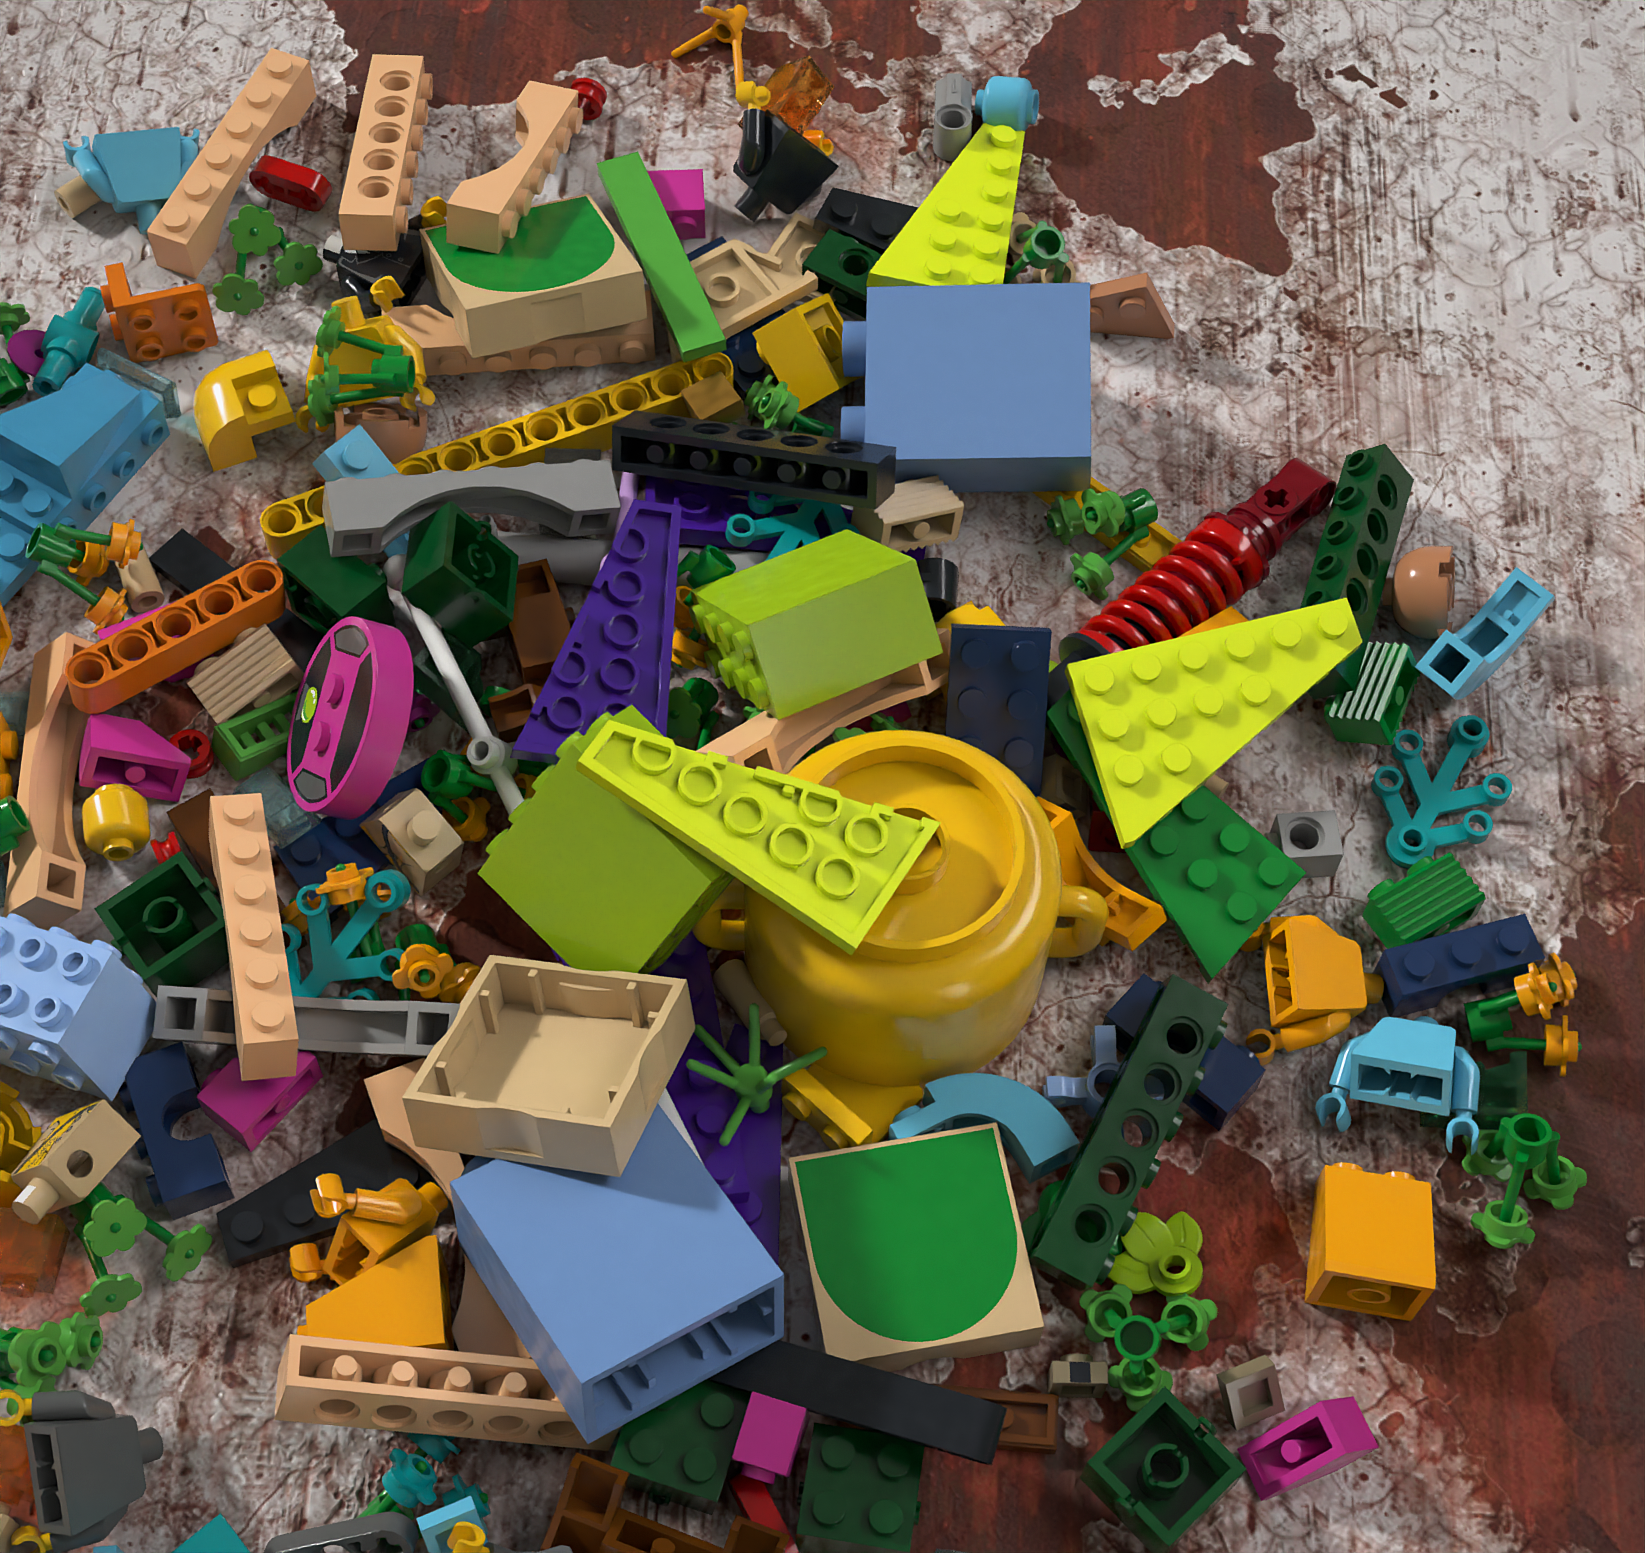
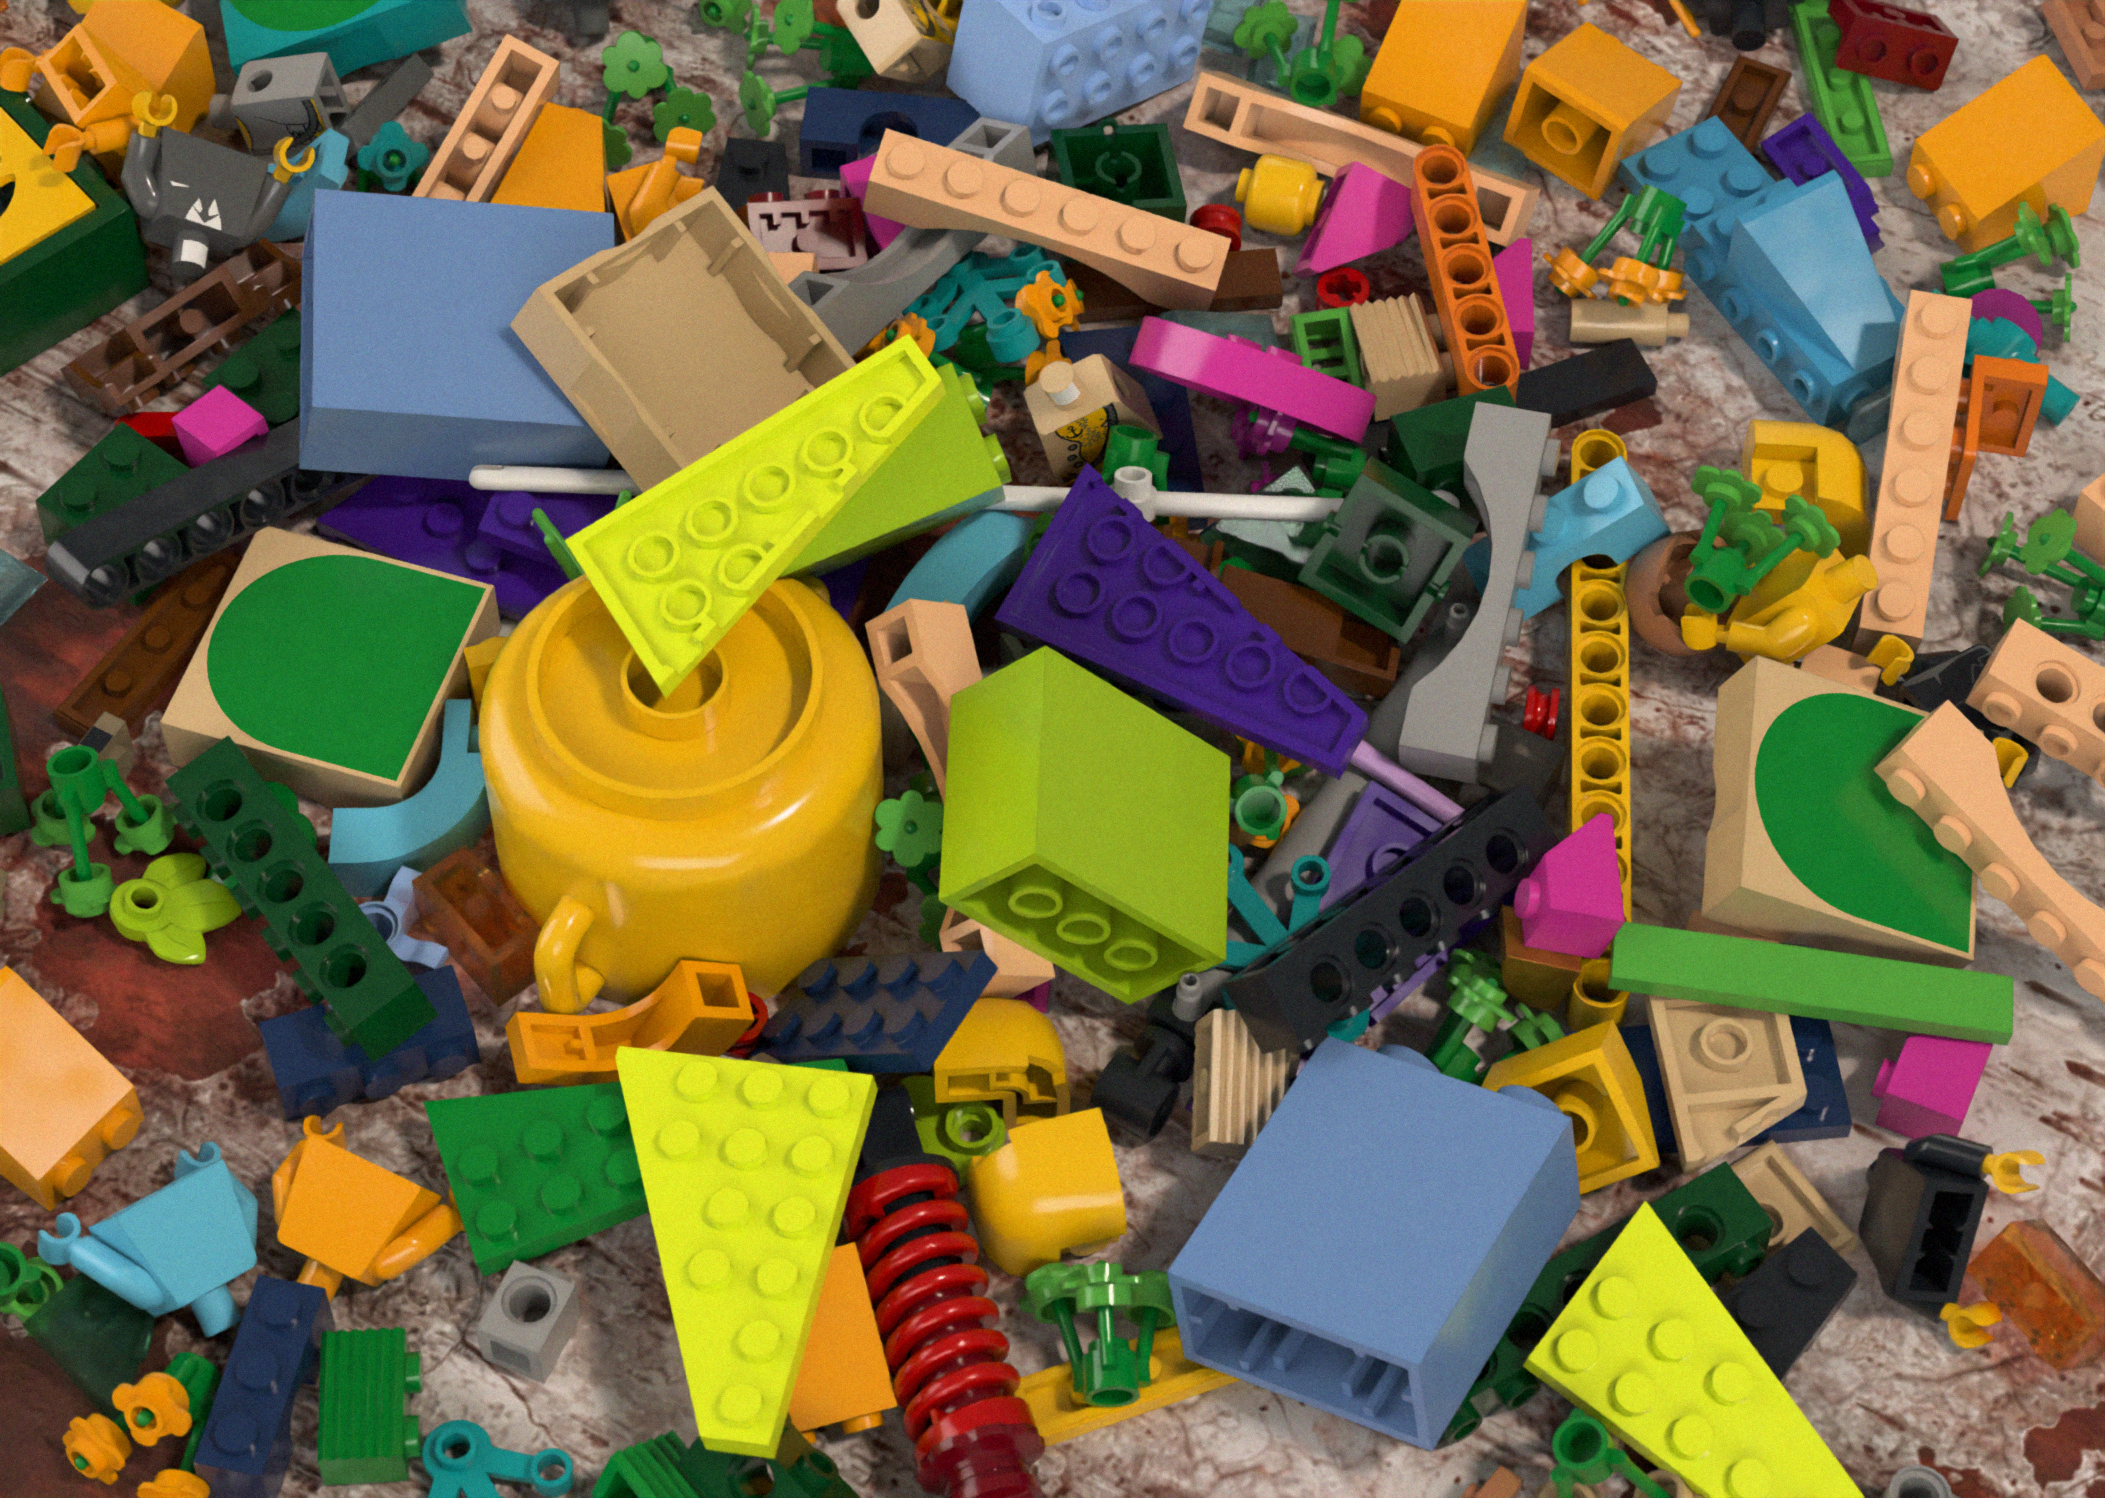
camera: 120 degrees right, 5 degrees down
(136, 334) = (1913, 469): none -> light nougat arch
(227, 1323) = (639, 67): none -> bright green plant
(321, 1131) = (816, 225): none -> bracket
(670, 380) = (1574, 894): none -> dark pink slope
(1043, 583) = (1047, 1193): none -> yellow brick
(1059, 1019) = (479, 924): none -> clear orange brick

